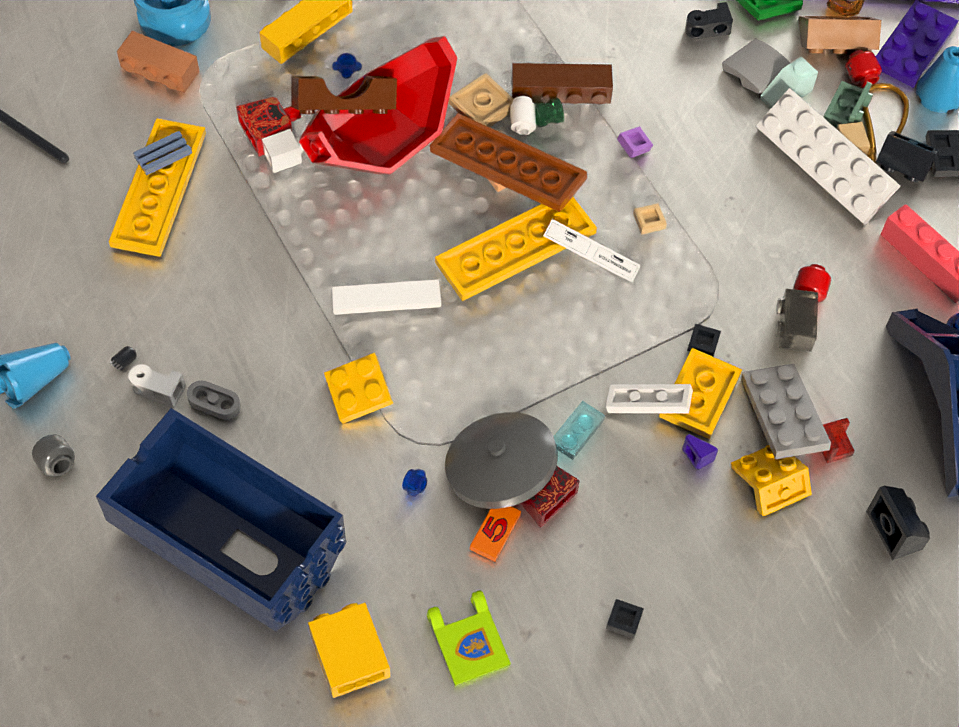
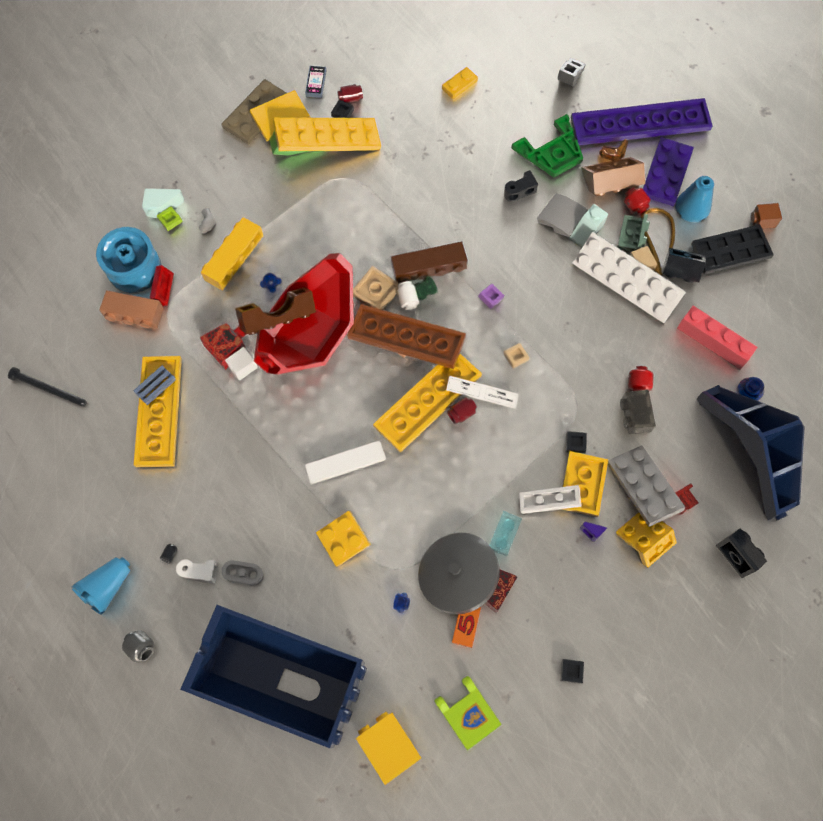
camera: 10 degrees left, 10 degrees up
(205, 40) = (162, 285): none -> red plate
(558, 266) = (462, 410): none -> dark red brick

